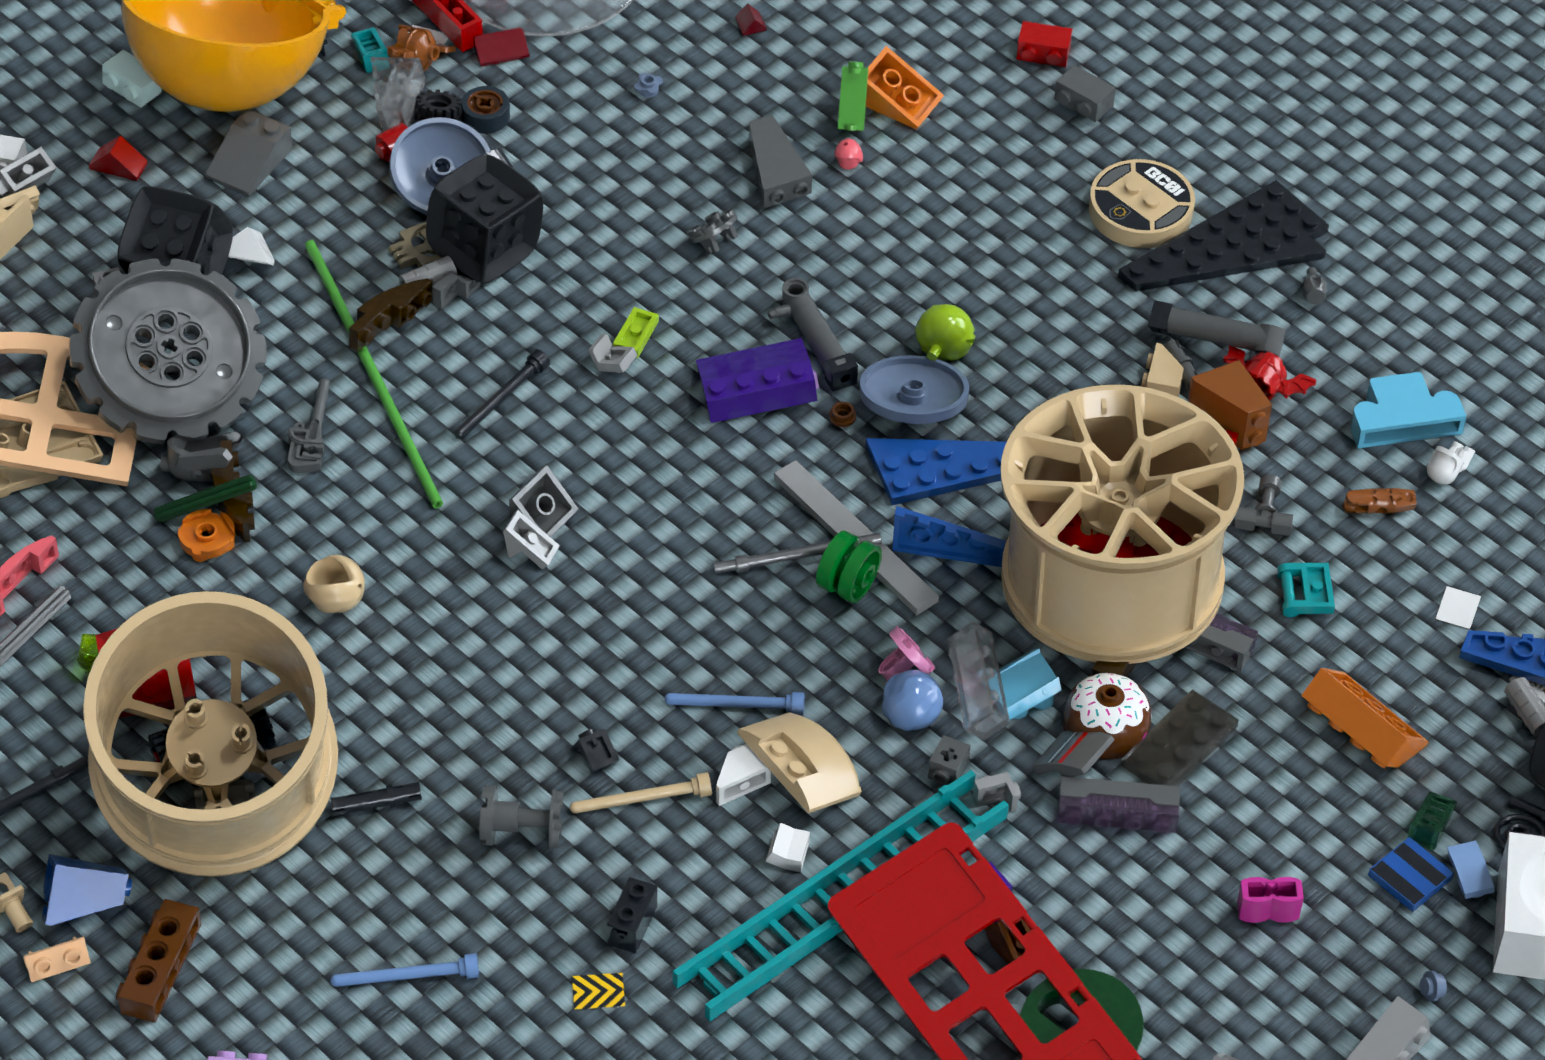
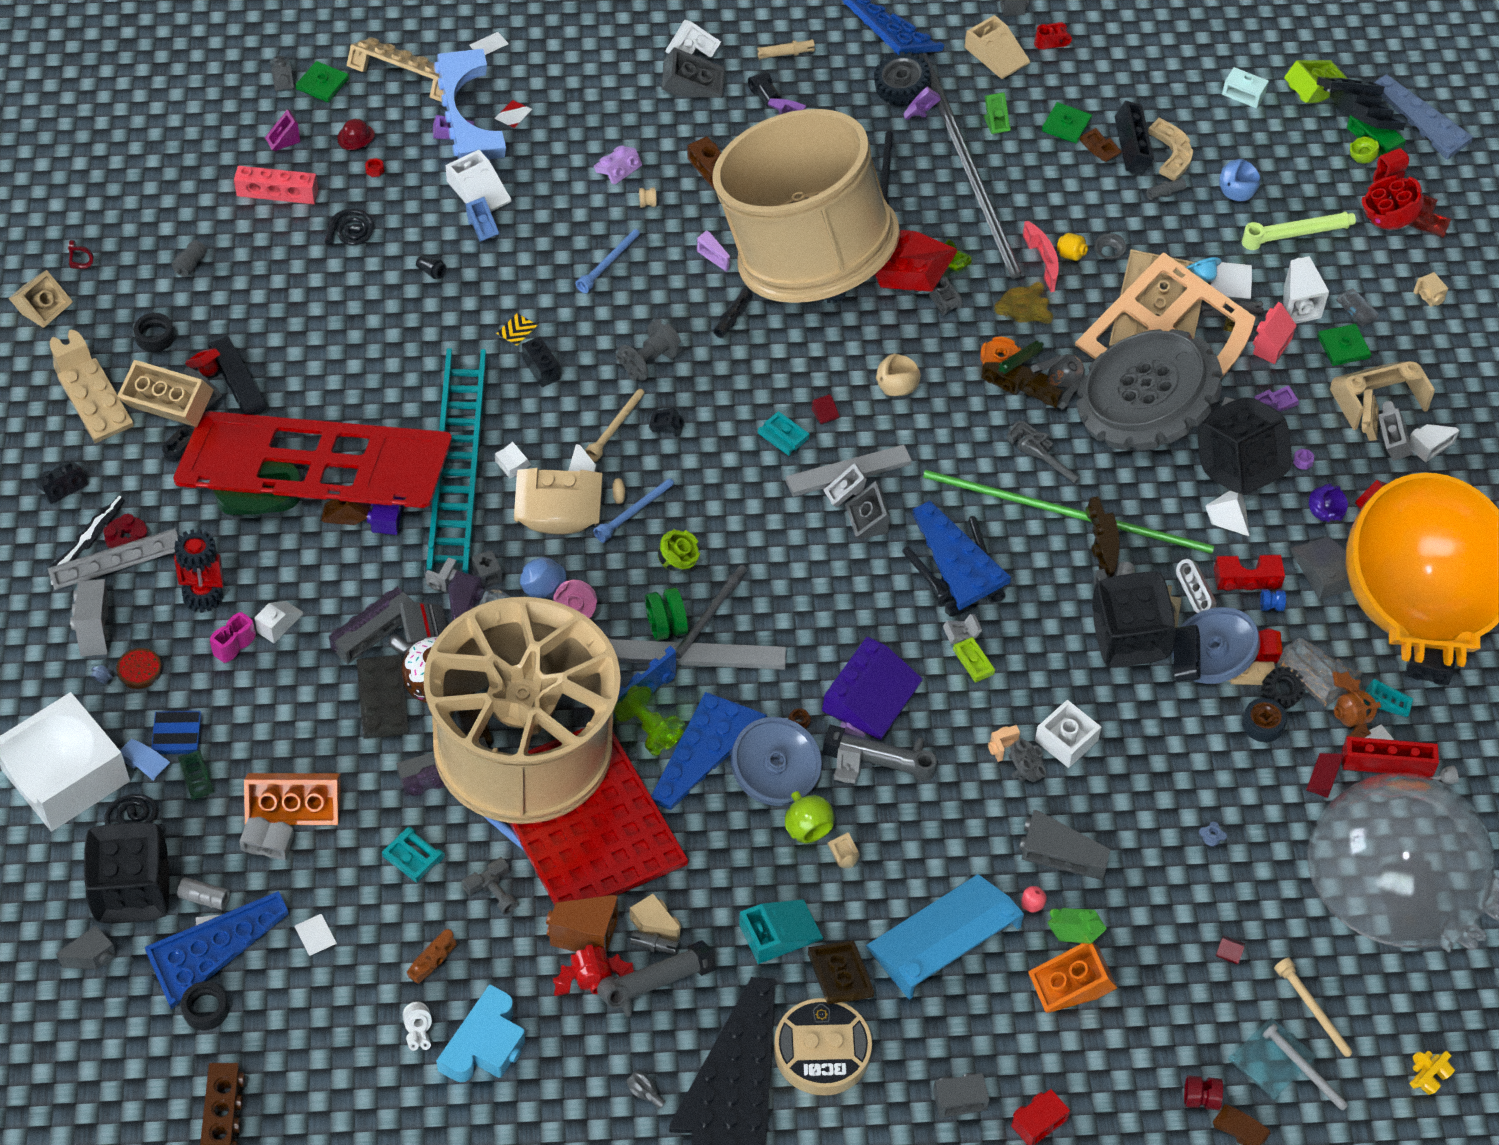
camera: 130 degrees right, 5 degrees up
(48, 293) = (1280, 399): none -> medium lavender slope
(103, 561) = (1025, 304): none -> clear yellow tile
(114, 233) = (1303, 459): none -> medium lavender tile
(170, 178) = (1328, 503): none -> dark purple hair
(271, 1000) = (647, 197): none -> tan wheel
(295, 884) = (712, 250): none -> lavender slope
(330, 208) = (1232, 575): none -> red arch
(337, 169) = (1272, 600): none -> blue wheel
(383, 222) = (1190, 584): none -> light grey plate
(434, 633) = (825, 409): none -> dark red slope
(498, 565) = (869, 465): none -> light grey tile
(506, 643) = (783, 433): none -> teal plate
(528, 402) = (961, 561): none -> blue wing
(573, 400) = (939, 587): none -> black piece
(653, 215) = (1068, 733): none -> white brick
(706, 261) = (1002, 739): none -> light nougat bracket
(729, 726) = (618, 491): none -> tan piece
(761, 614) = (678, 550): none -> lime cone
(861, 345) = (848, 764): none -> light grey bracket
(947, 187) = (944, 932): none -> dark azure slope
(947, 291) = (844, 851): none -> tan plate
(980, 487) = (661, 732): none -> clear neon green piece
(1011, 750) = (464, 593): none -> clear purple slope
(1067, 222) = (840, 972): none -> dark brown plate
(1075, 289) = (778, 928): none -> teal slope
(1110, 766) = (399, 644): none -> flat silver arm
(1202, 889) = (276, 619): none -> white slope
(1248, 956) = (199, 570): none -> plate
(1386, 967) = (139, 668): none -> tile
(1424, 704) = (266, 838): none -> light grey brick

